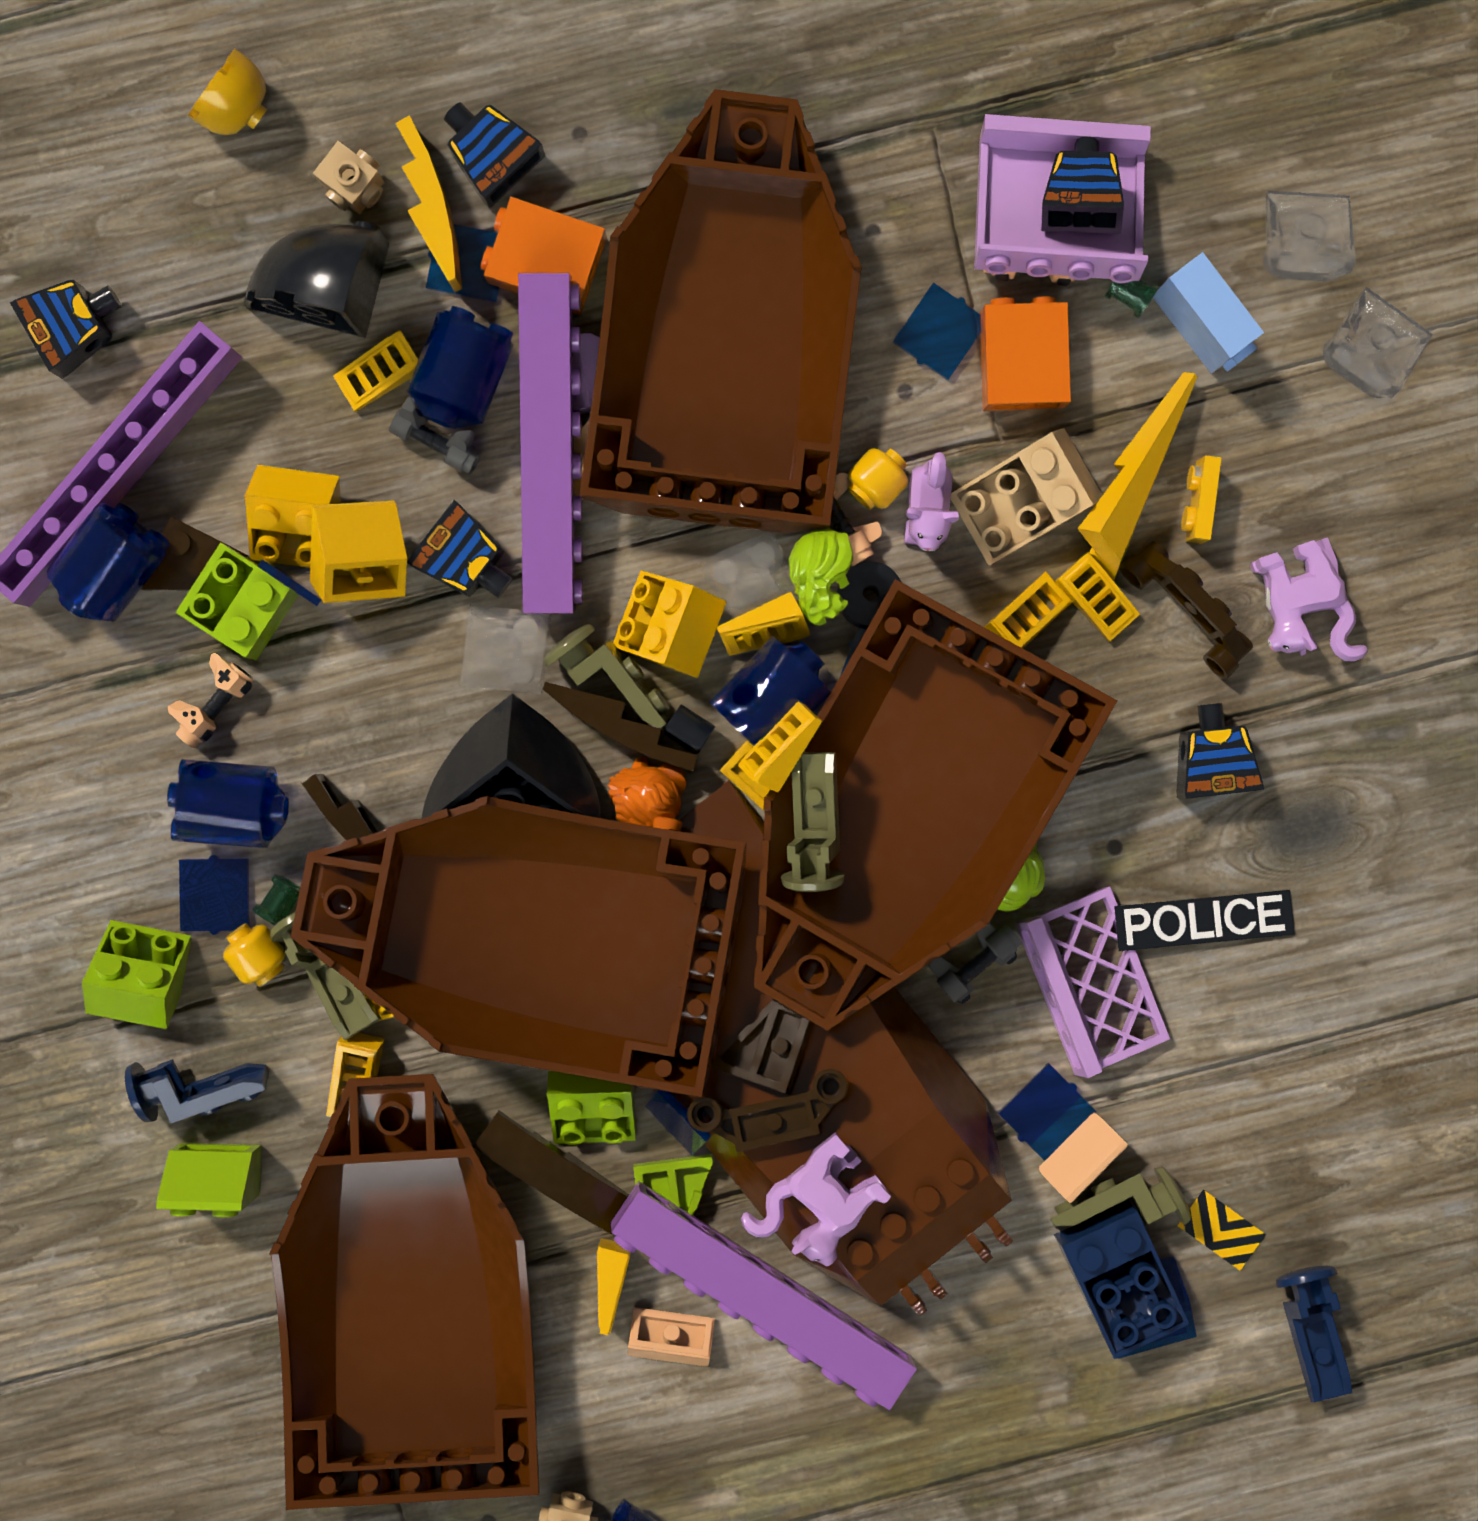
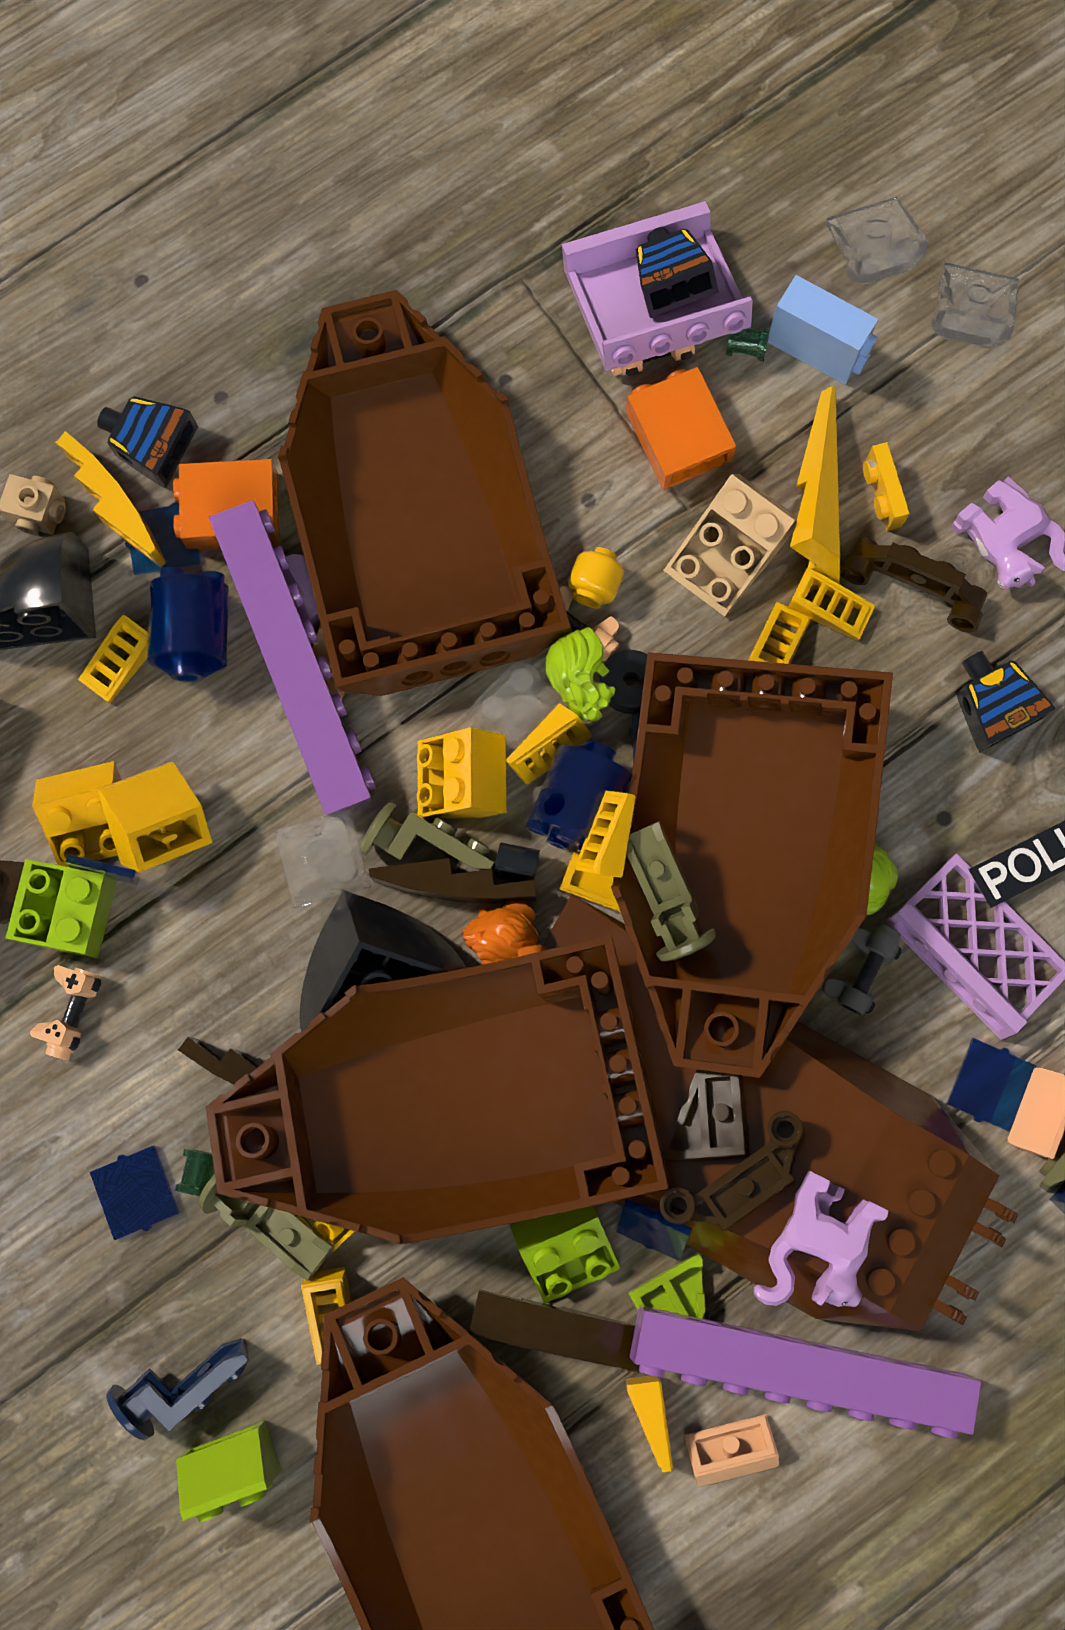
camera: 15 degrees left, 10 degrees down
(136, 974) = (86, 1299): lime slope -> none
(227, 804) = (115, 1097): clear blue cylinder -> none
(253, 954) = (191, 1233): yellow head -> none
(458, 448) = (214, 698): dark grey piece -> none
(461, 554) = (249, 788): torso -> none
(929, 504) = (650, 577): lavender animal -> none
(940, 331) = (597, 439): clear blue piece -> none

